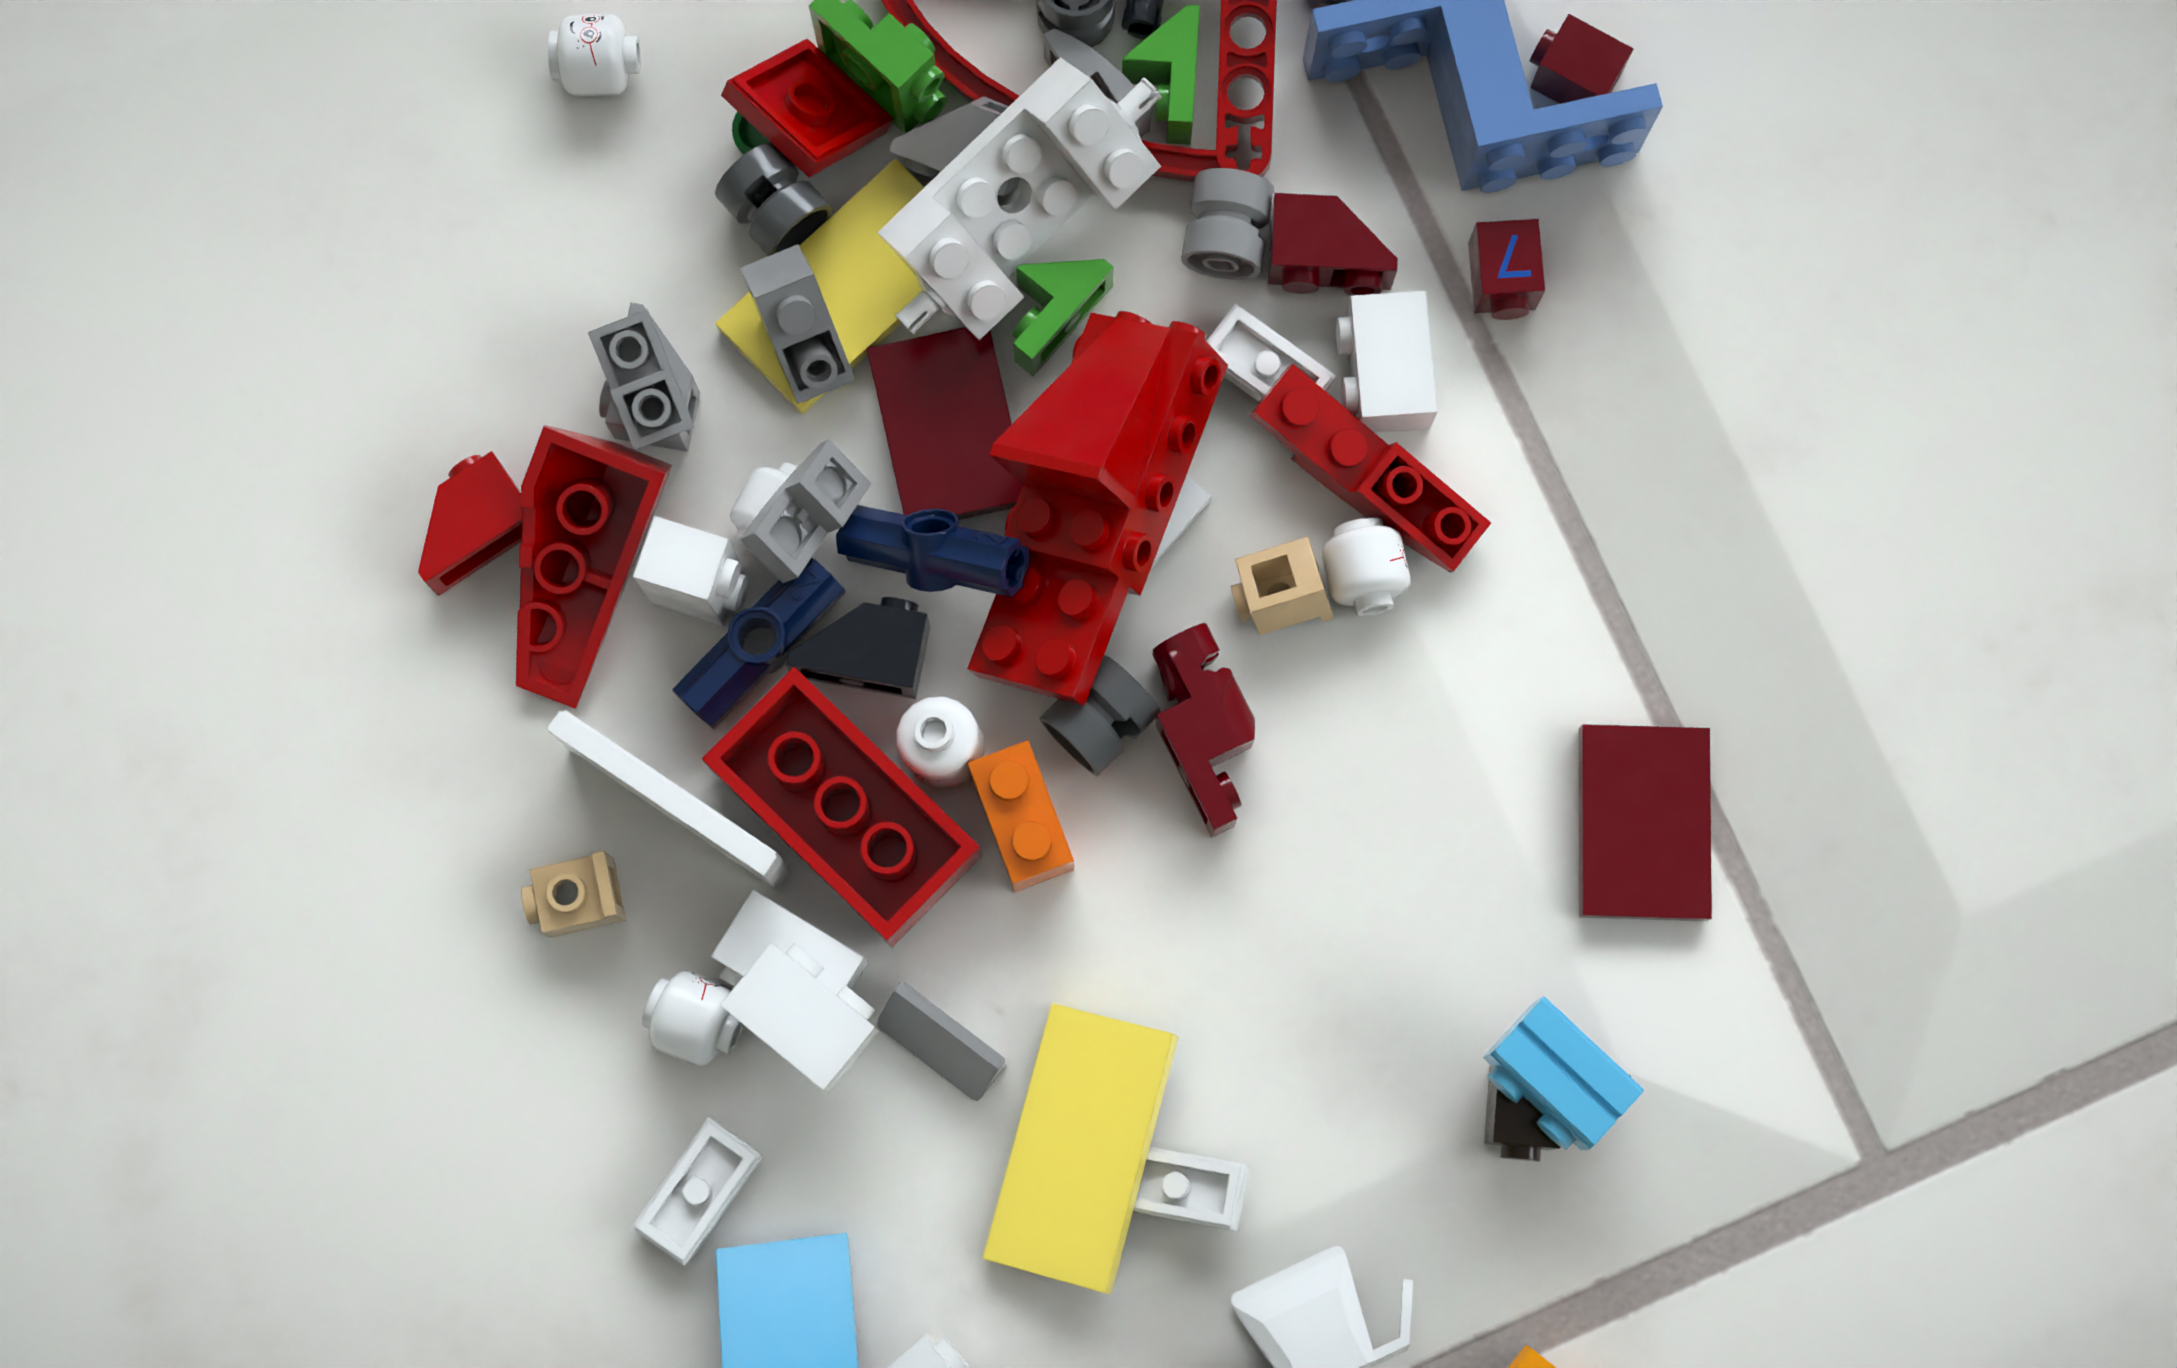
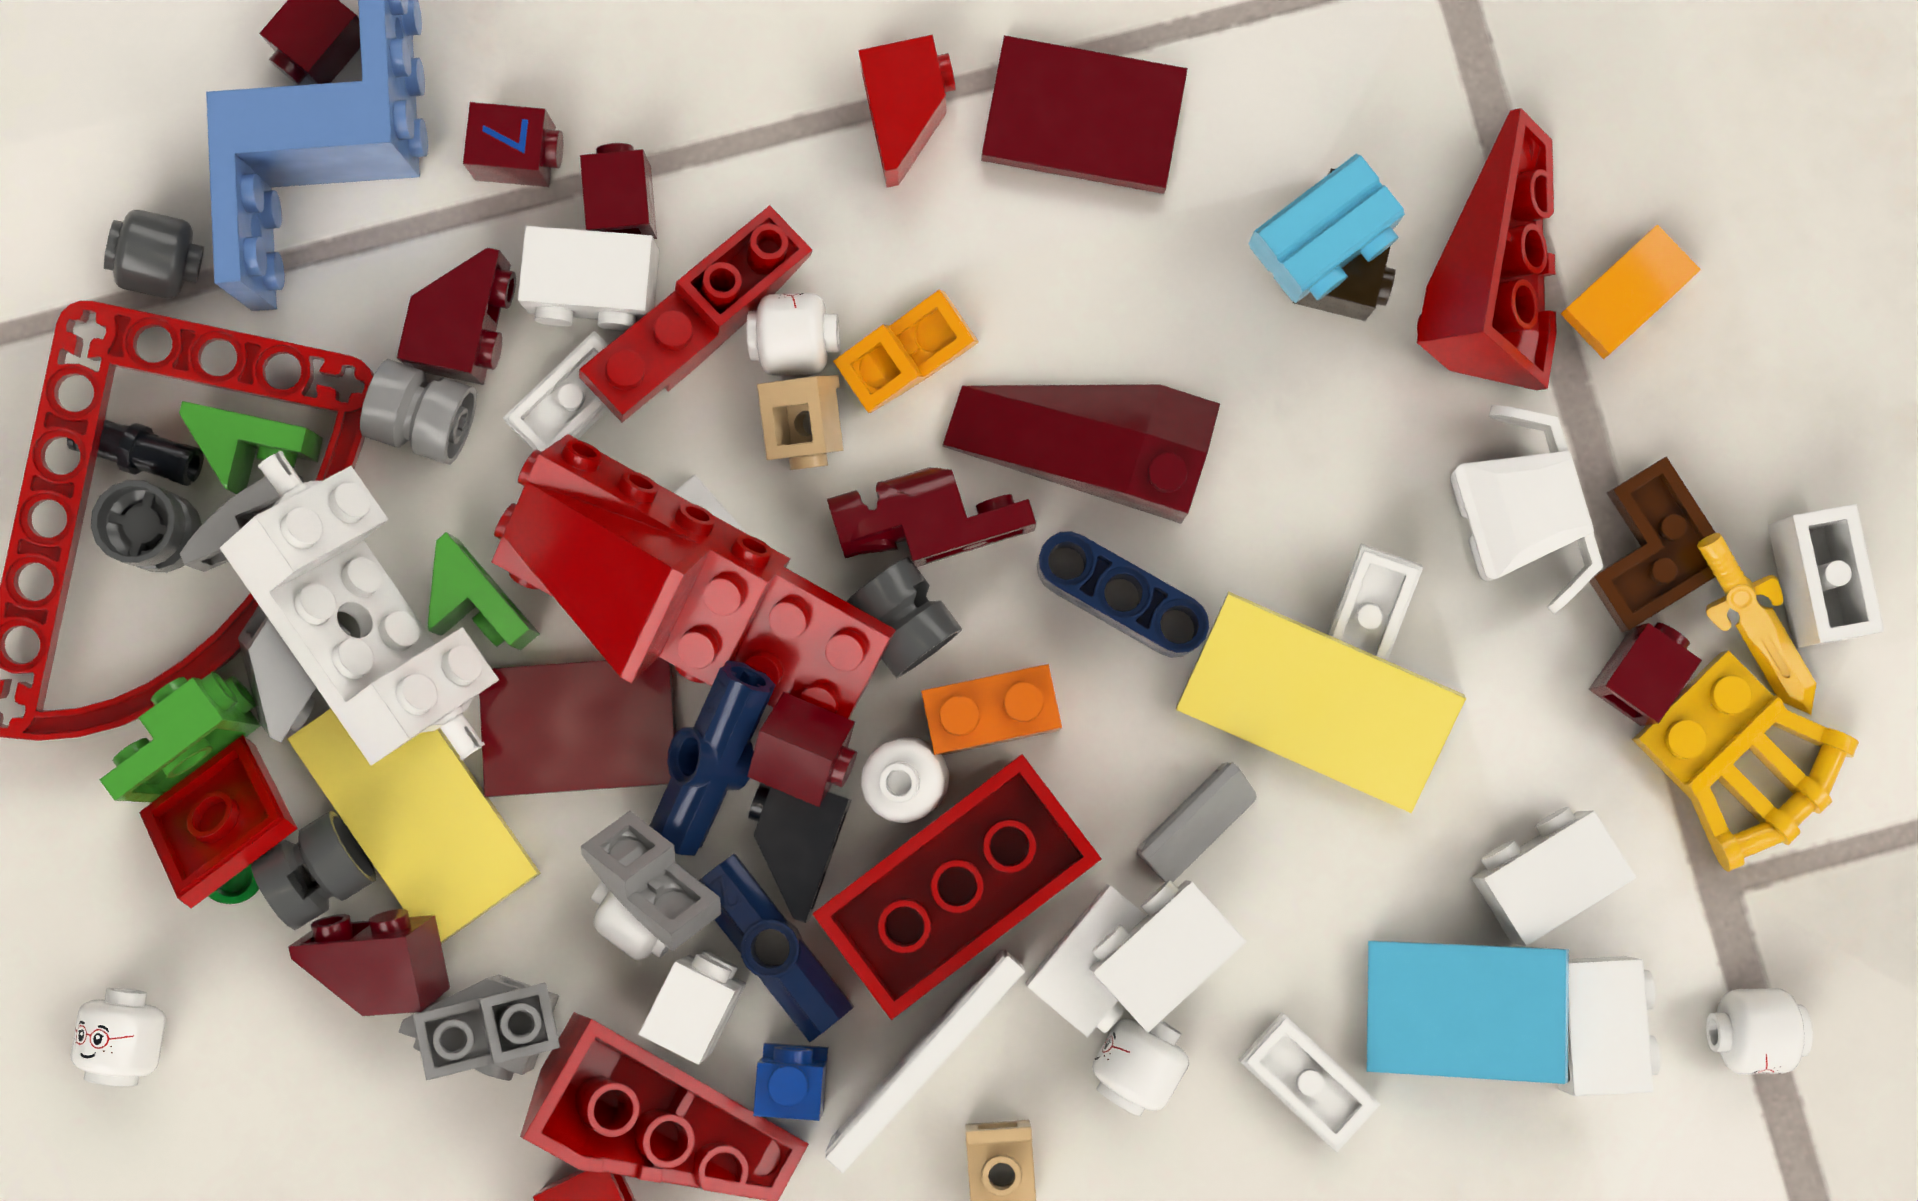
camera: 80 degrees left, 5 degrees up
(631, 679) = (791, 1082): none -> blue brick
(692, 274) = (376, 964): none -> dark red slope
(798, 323) = (449, 862): light grey slope -> none
(952, 634) = (803, 750): none -> dark red brick
(1163, 898) = (1154, 594): none -> dark blue beam
(1314, 892) = (1105, 440): none -> dark red wedge
(1369, 681) = (906, 351): none -> light orange slope
(1477, 376) = (618, 190): none -> dark red brick
(1543, 1266) = (1488, 288): none -> red wedge
(1622, 639) = (905, 99): none -> red slope

